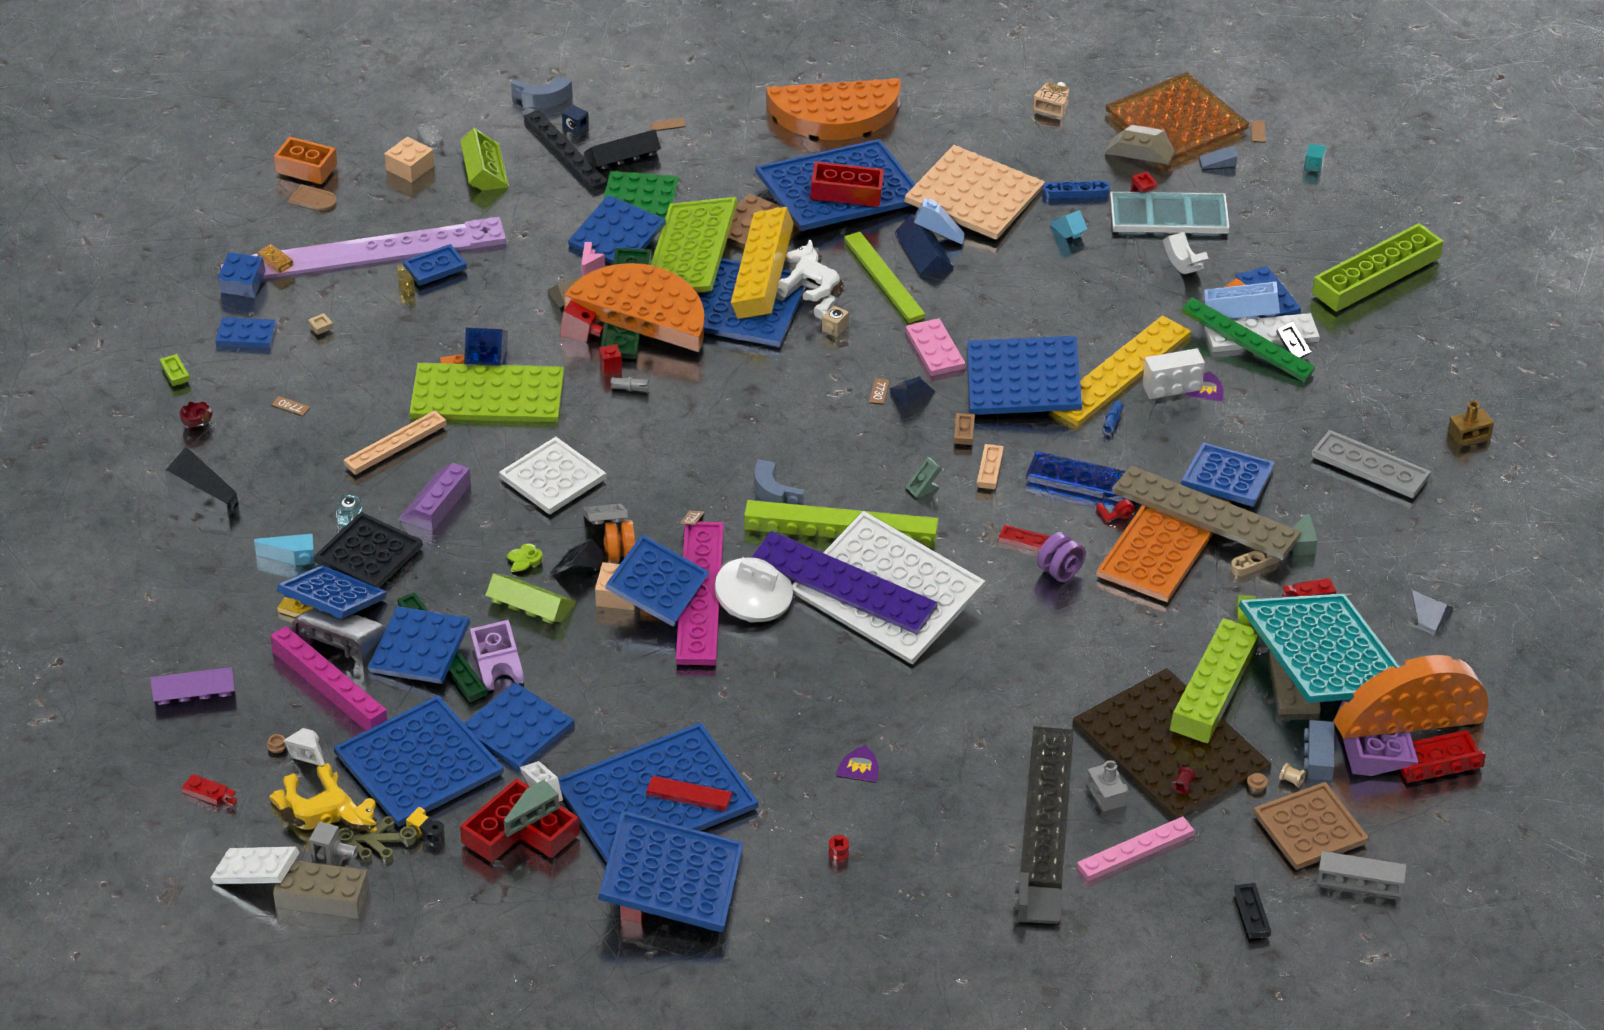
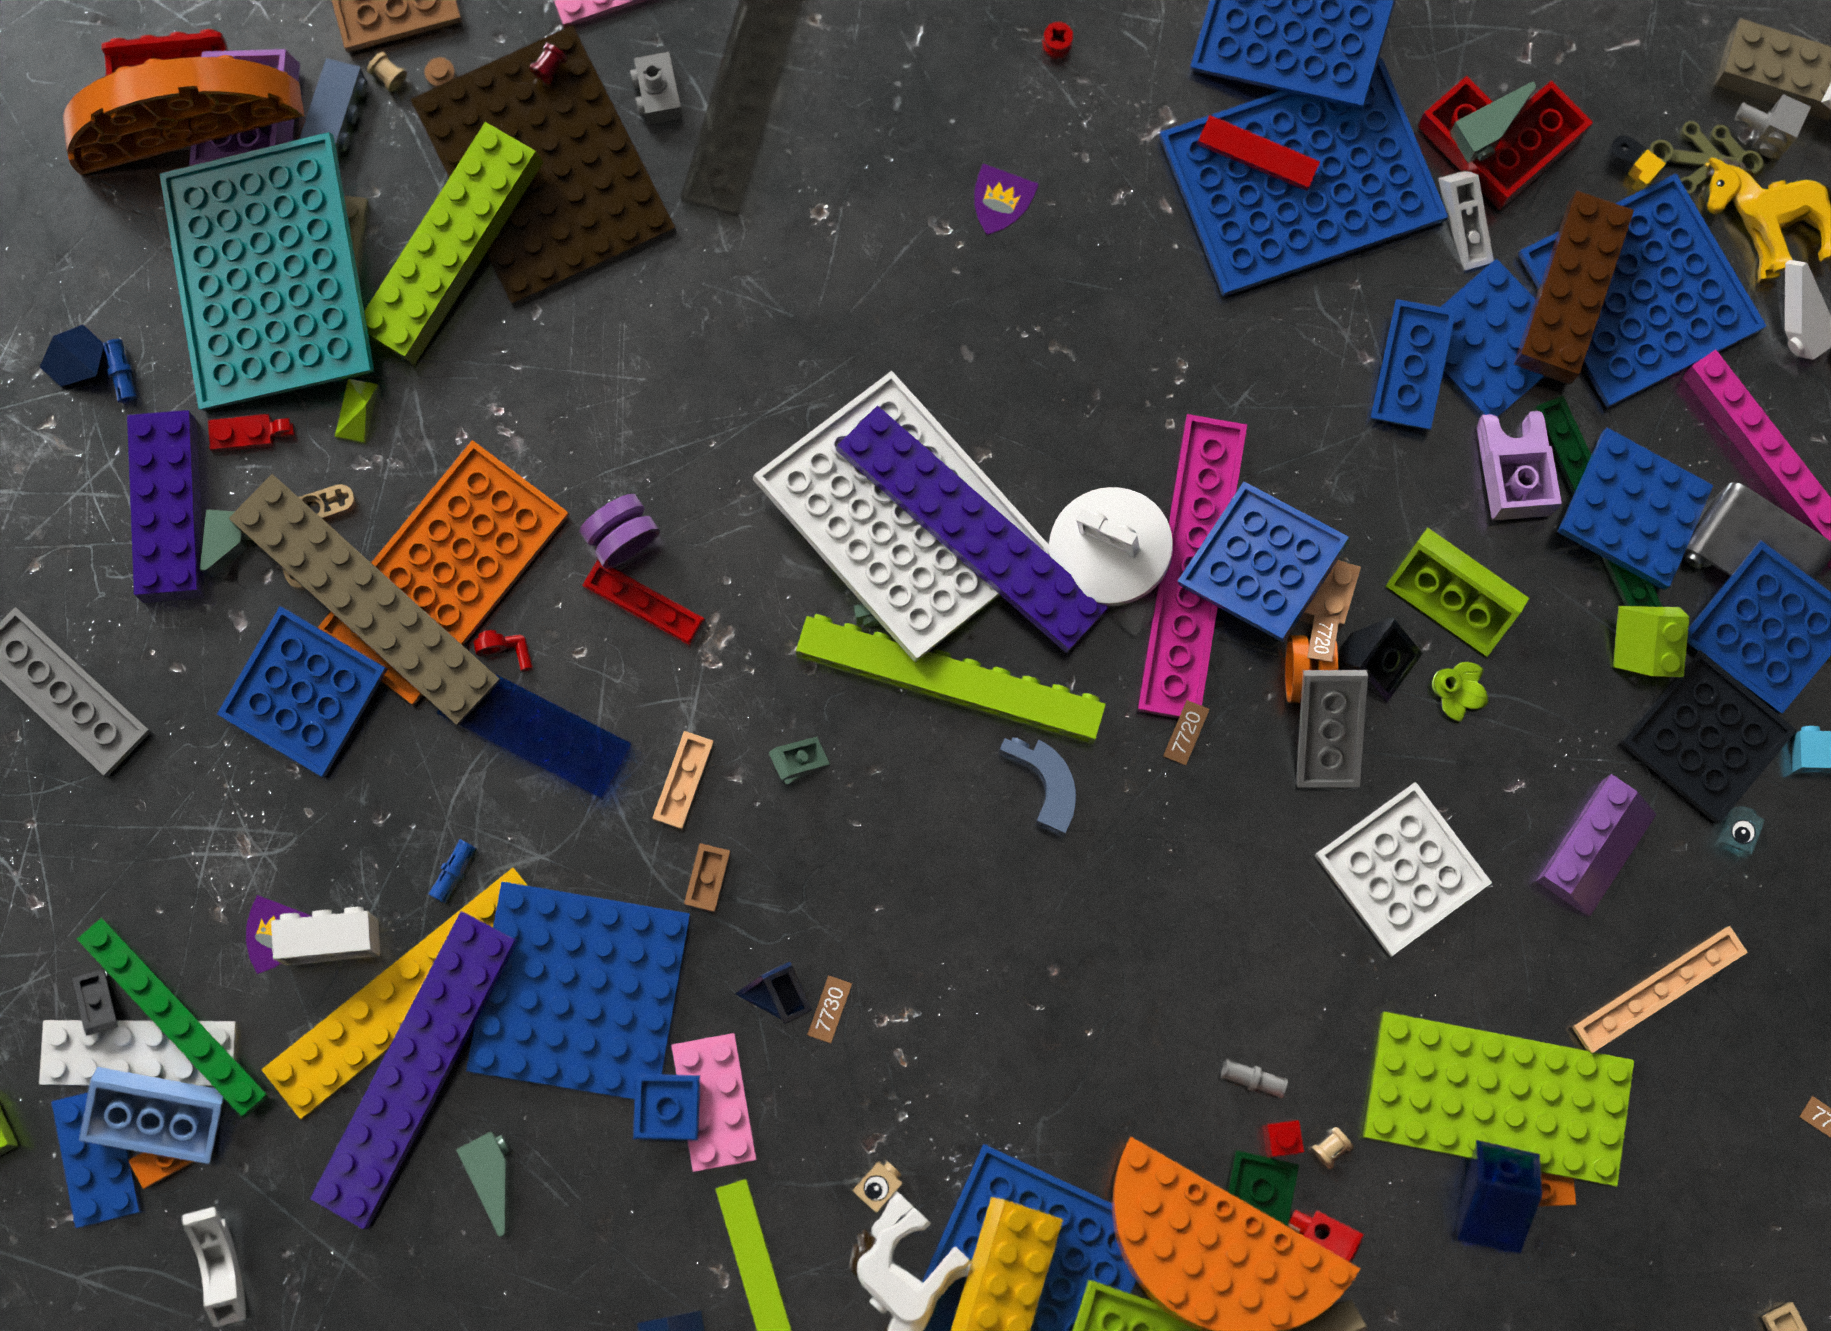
camera: 175 degrees left, 35 degrees up
(405, 580) = (1651, 640): none -> lime slope
(467, 740) = (1573, 287): none -> reddish brown brick
(570, 697) = (1413, 364): none -> blue plate
(584, 359) = (1332, 1148): none -> tan bush
(615, 544) = (1323, 638): none -> medium nougat sticker
(960, 333) = (666, 1107): none -> blue tile
(1051, 304) = (489, 1172): none -> sand green slope
(1104, 333) = (413, 1070): none -> dark purple plate
(1345, 546) = (165, 506): none -> dark purple brick
(1401, 608) = (120, 370): none -> blue pin

